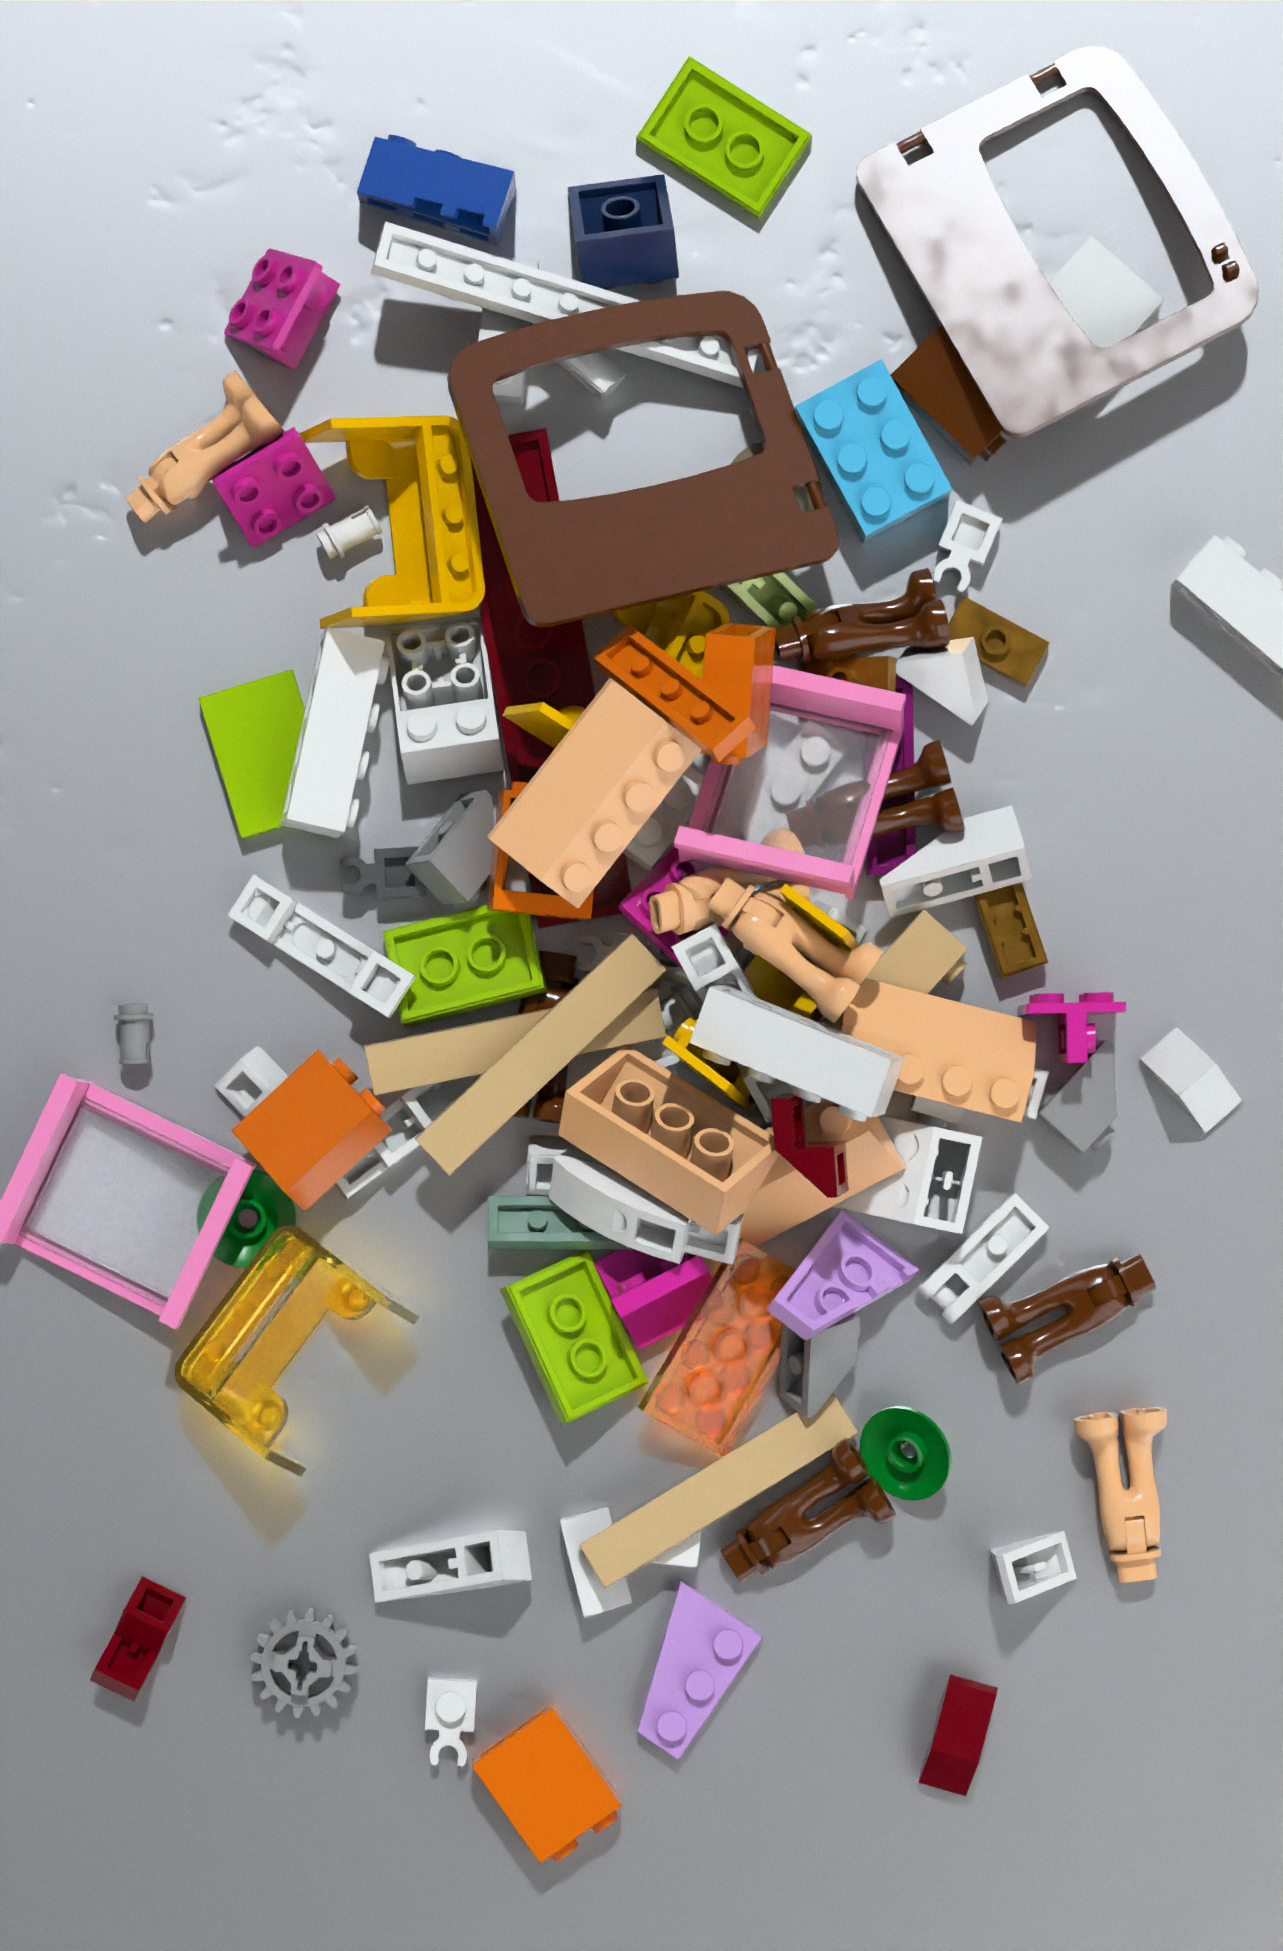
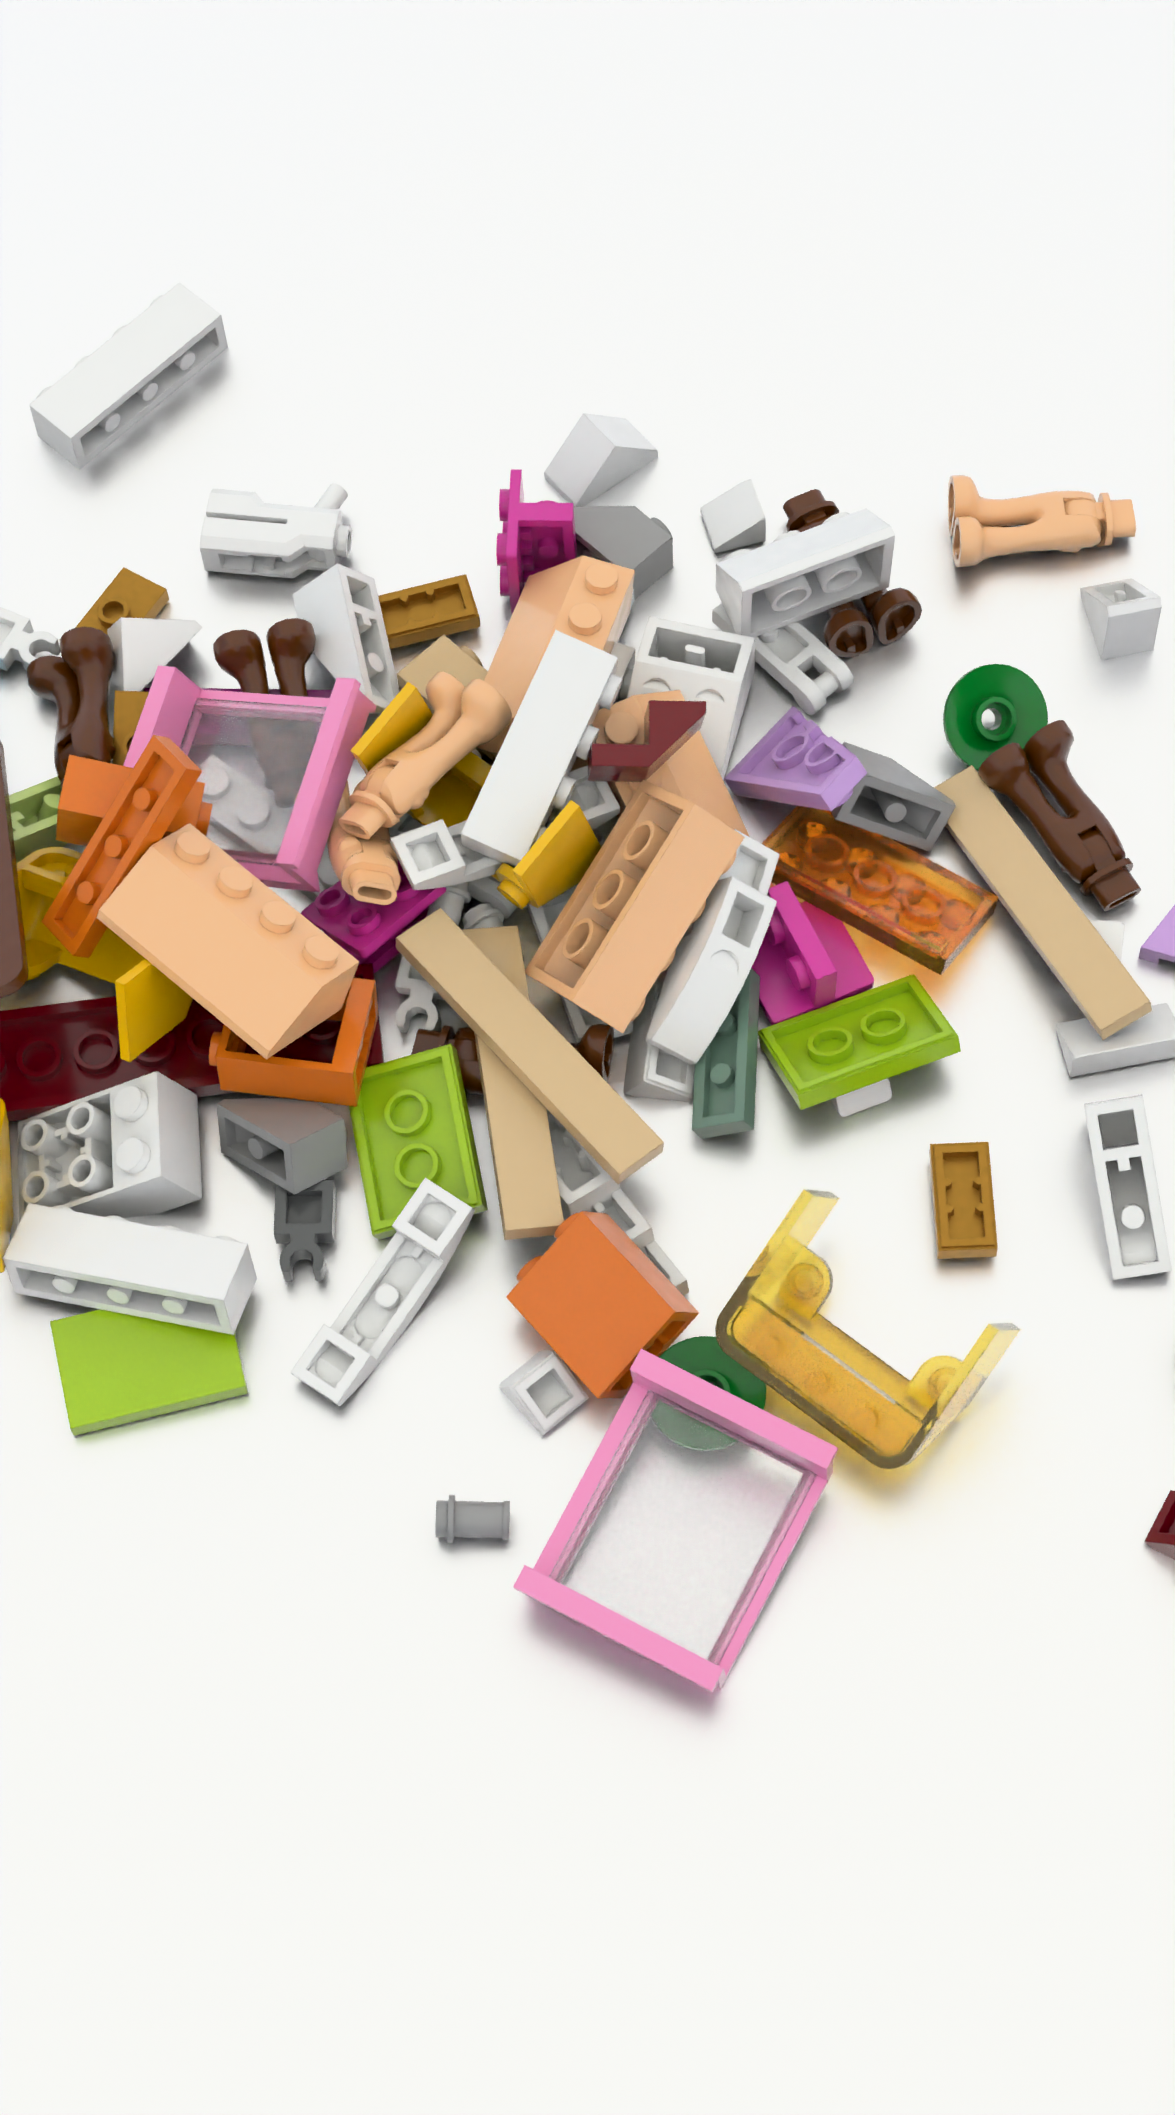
camera: 80 degrees left, 25 degrees down
(432, 1427) = (963, 1200): none -> pearl gold plate
(1039, 1276) = (805, 572): none -> white slope
(1089, 814) = (273, 537): none -> white piece
(1126, 1207) = (735, 518): none -> white slope

